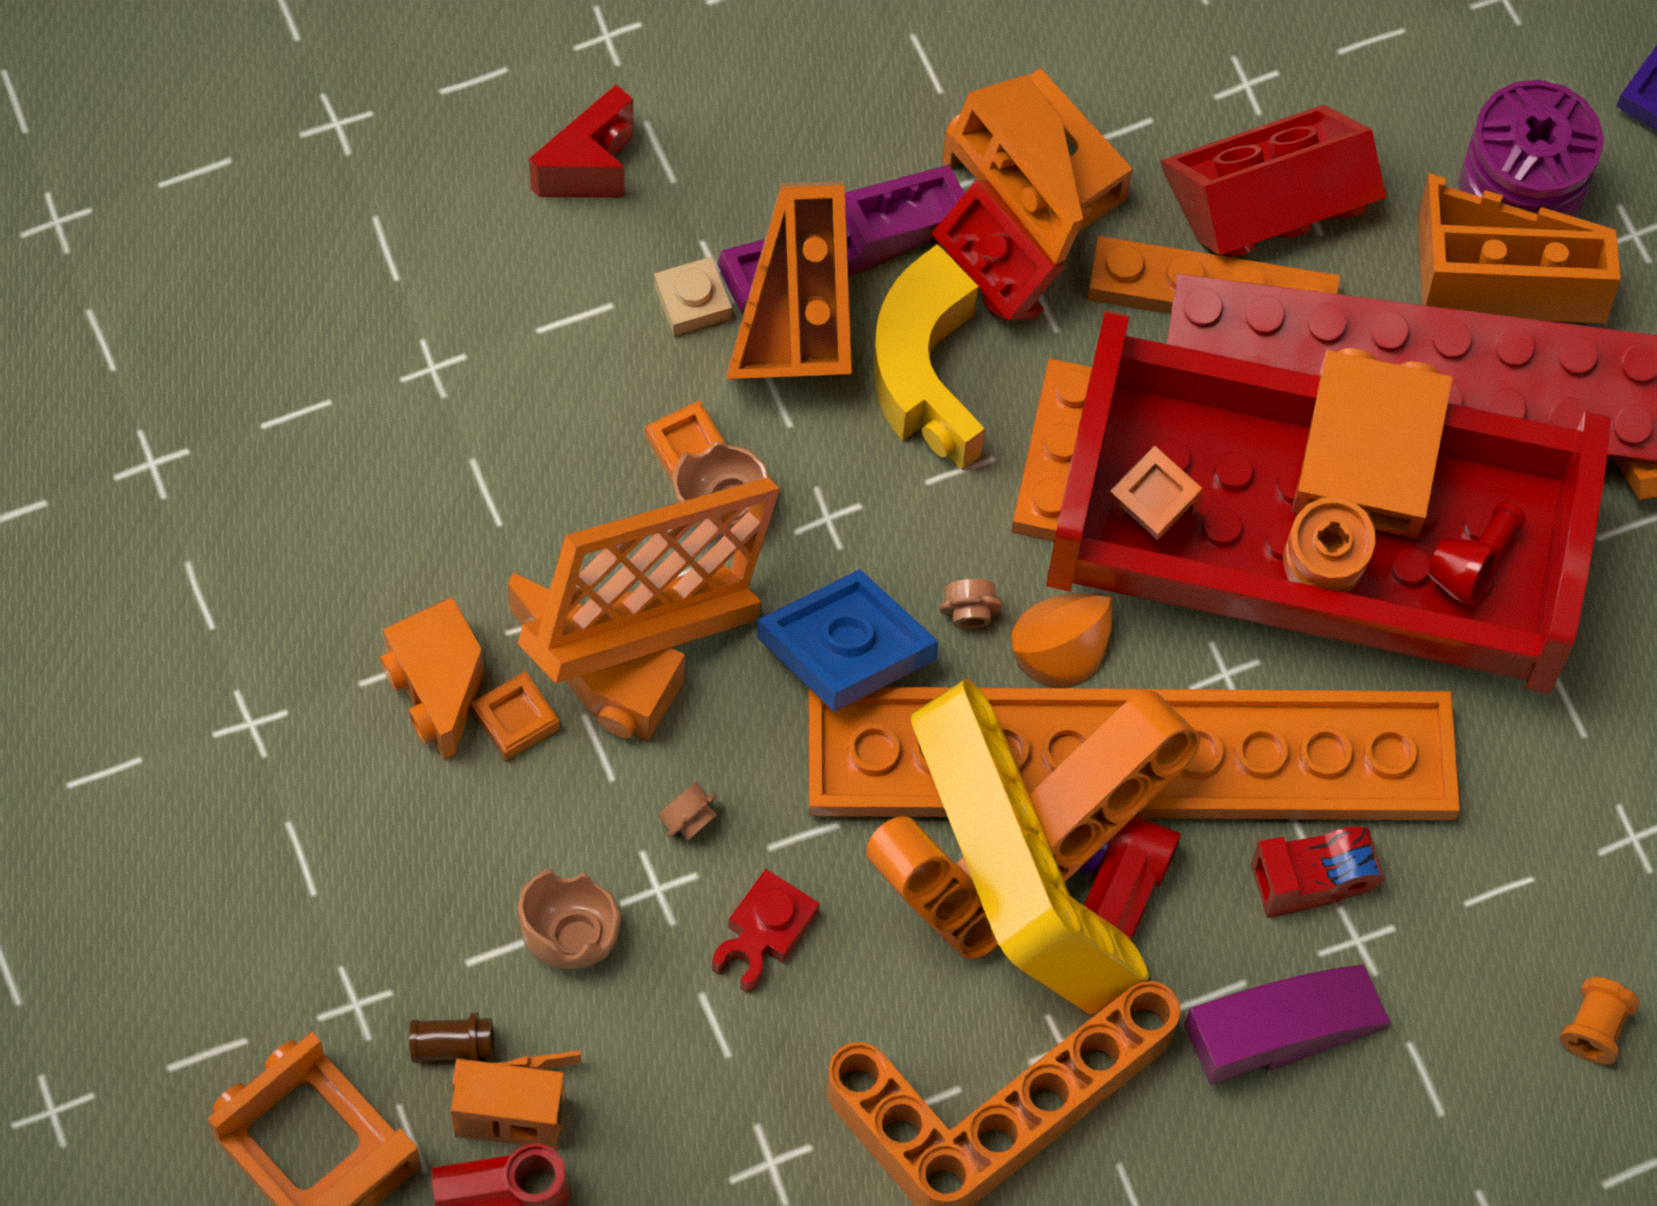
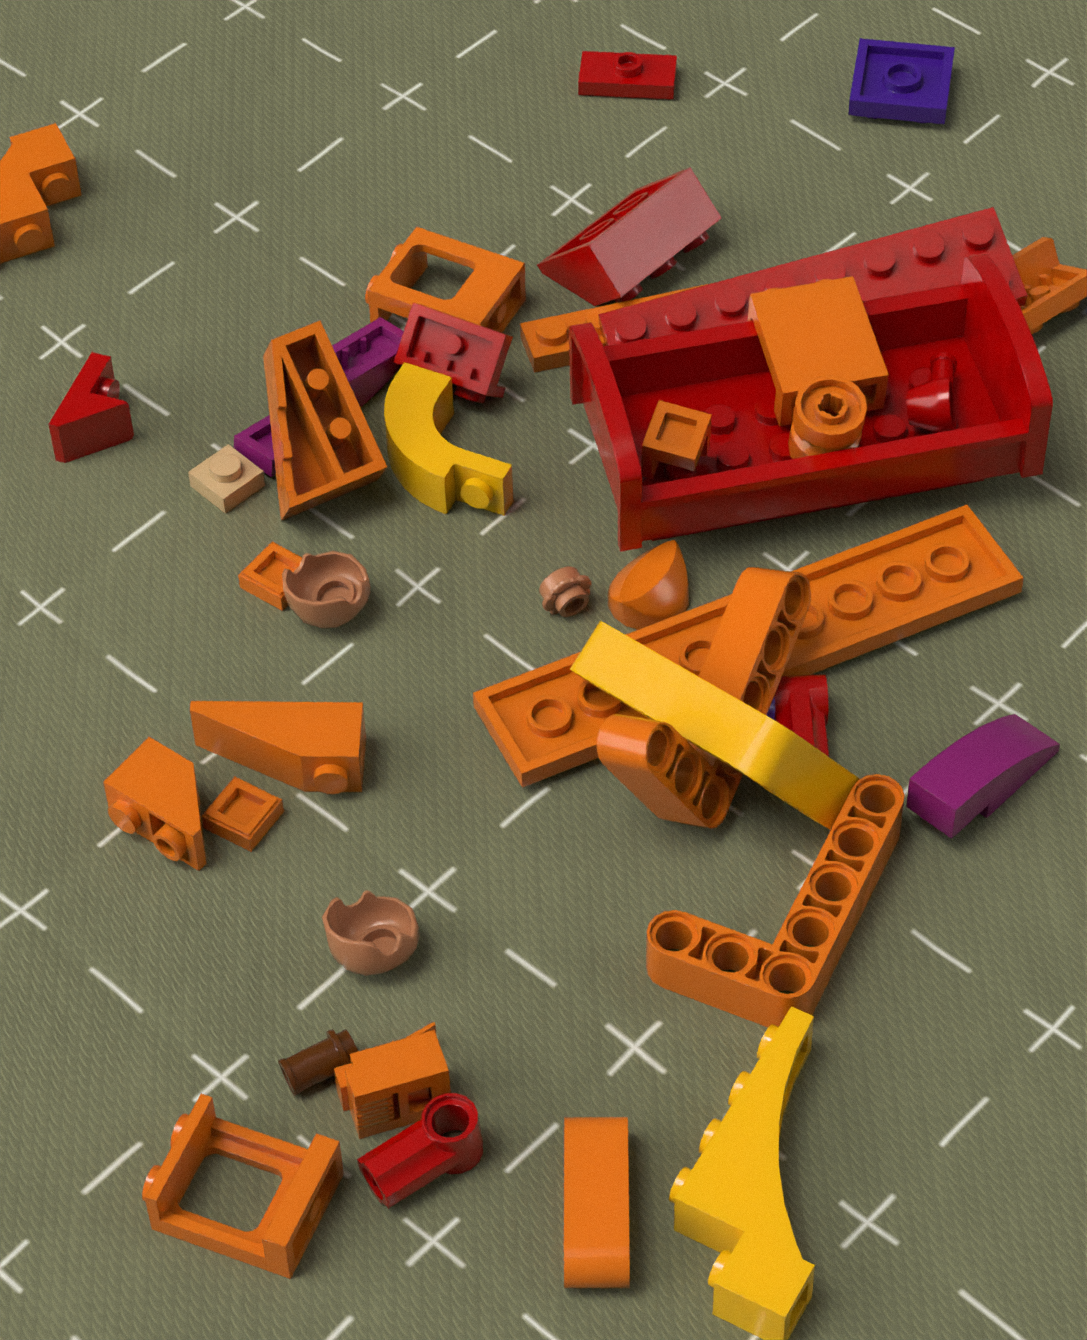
camera: 20 degrees left, 15 degrees down
(664, 607) = (322, 680): orange fence -> none
(688, 812) = (424, 820): nougat plate -> none
(768, 922) = (531, 876): red plate -> none
(847, 640) = (485, 647): blue plate -> none
(1025, 156) = (444, 275): orange slope -> none
(1051, 449) = (574, 472): orange plate -> none
(1315, 870) = (938, 662): red leg -> none
(1513, 260) = (832, 216): orange wedge -> none
(1534, 148) = (812, 157): magenta wheel -> none

